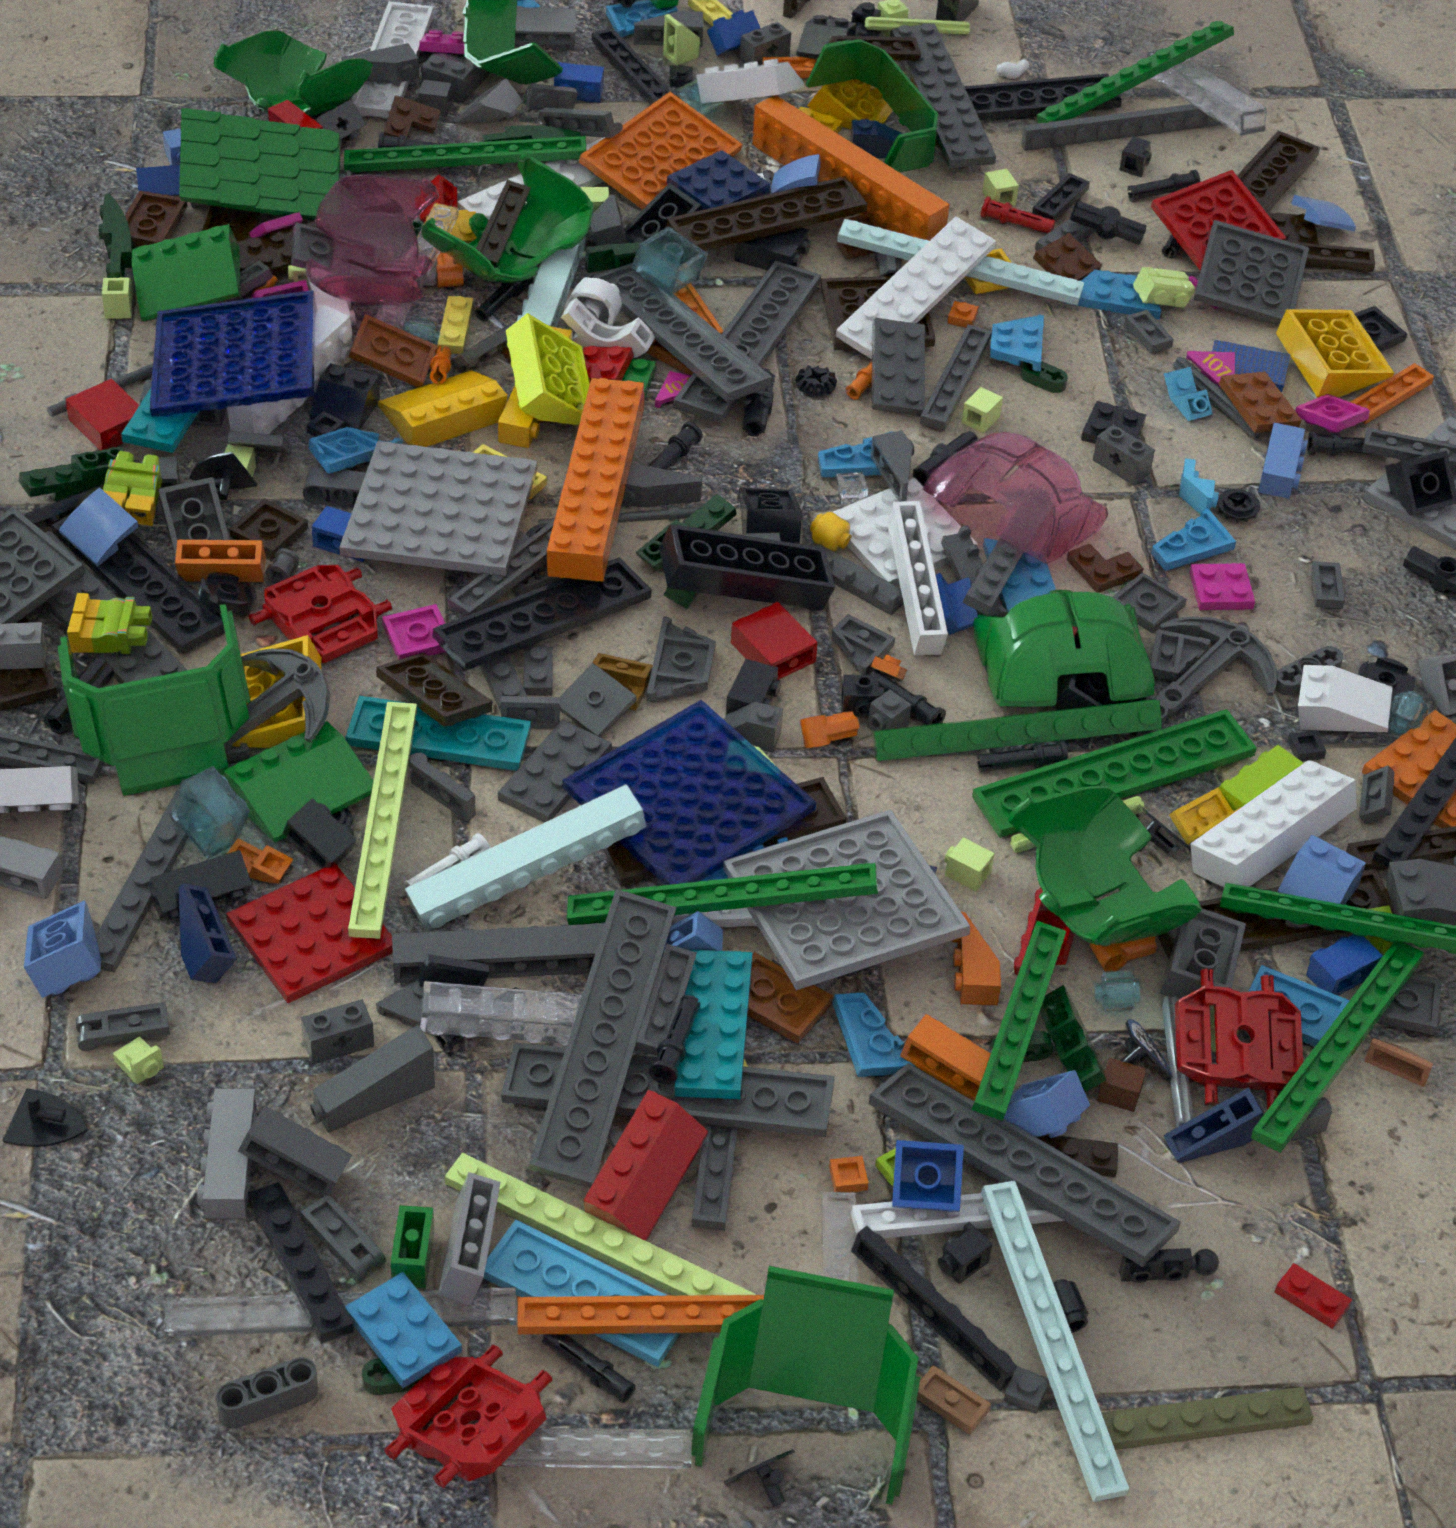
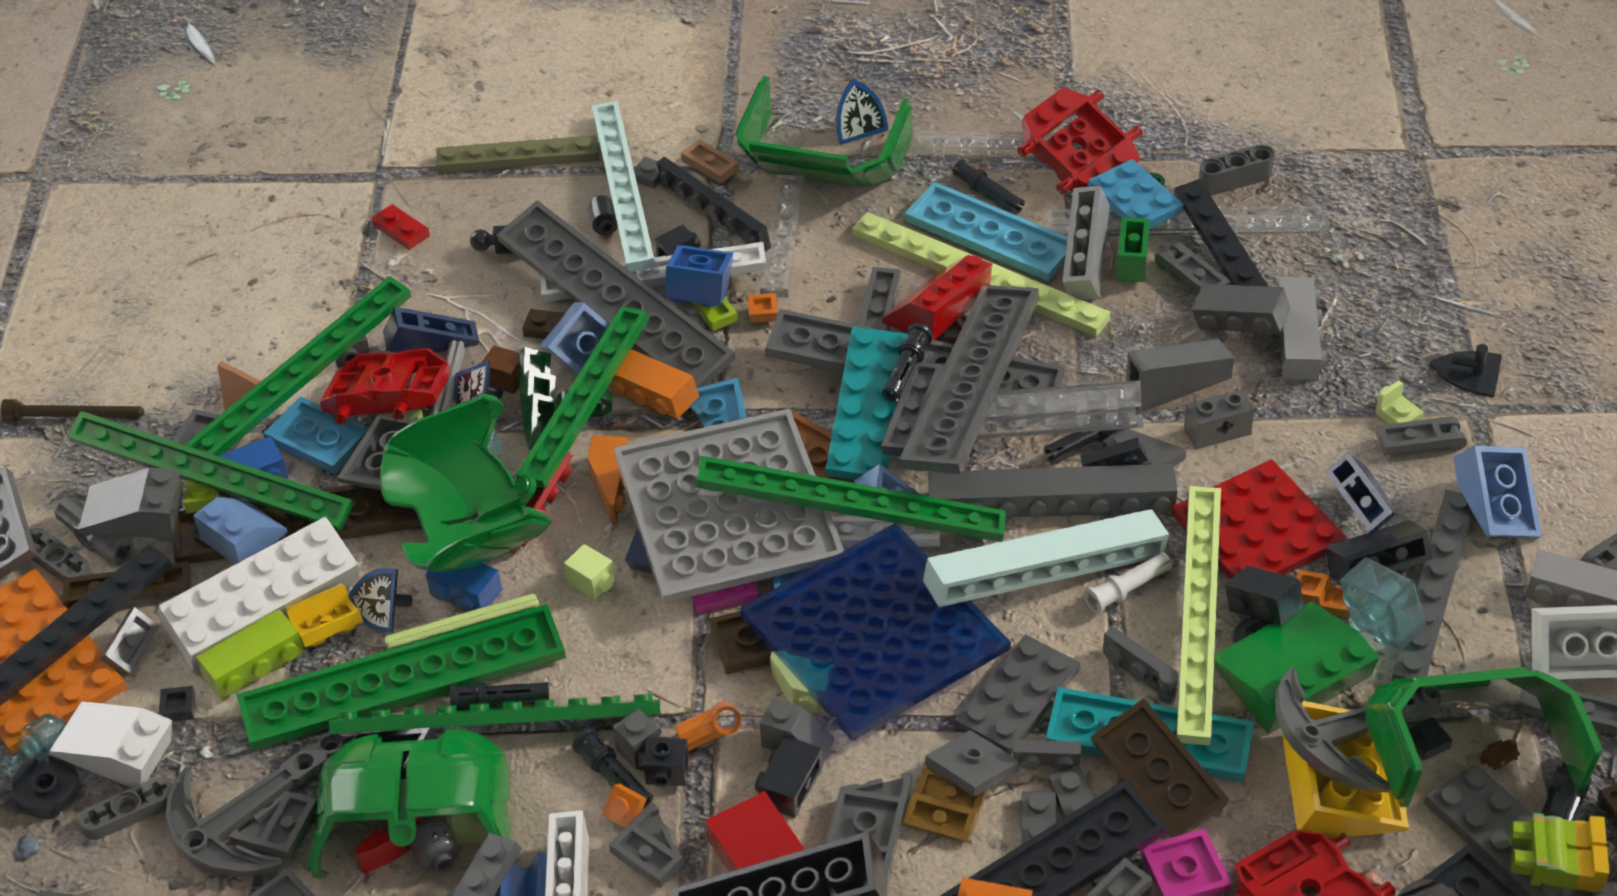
camera: 170 degrees left, 0 degrees up
(628, 1313) = (906, 195): orange plate -> none

